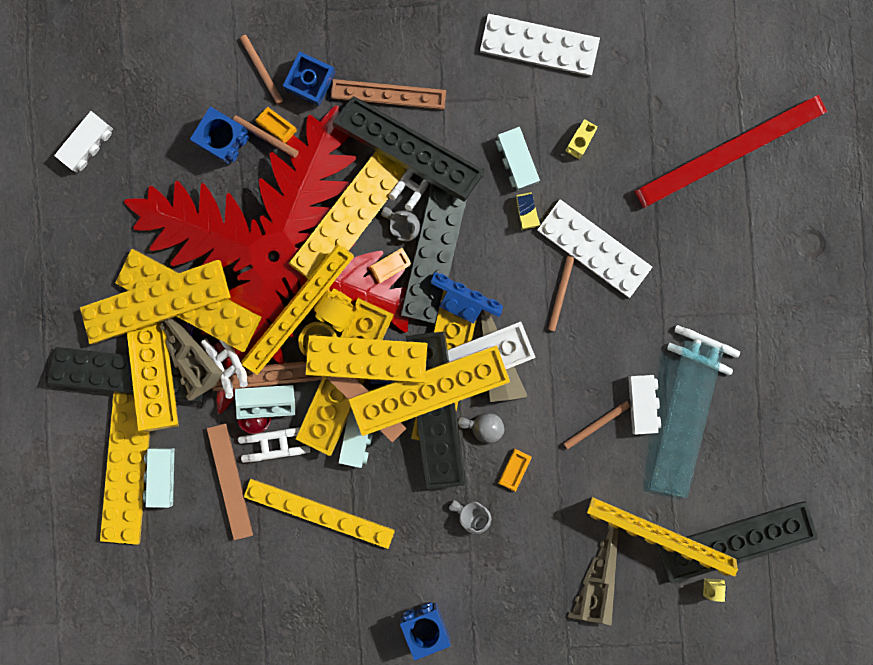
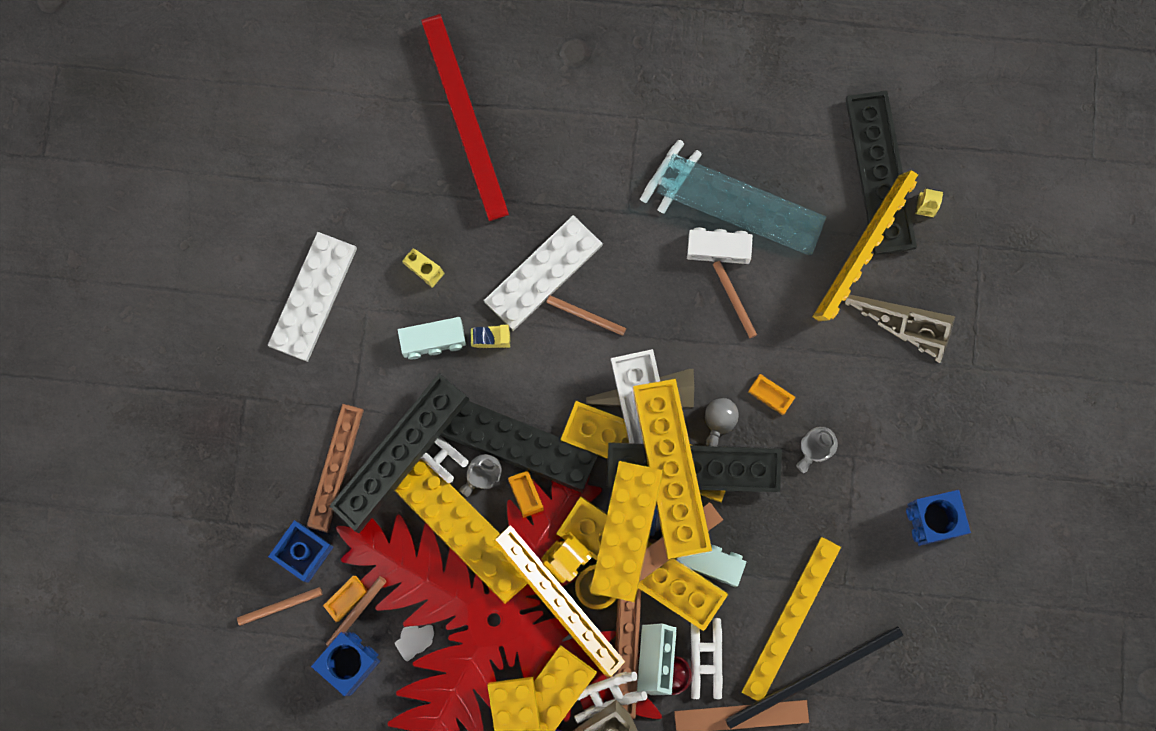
camera: 80 degrees left, 10 degrees down
(249, 191) = (414, 640): none -> white sticker
(272, 540) = (813, 677): none -> black piece
(464, 301) = (578, 418): blue bracket -> none

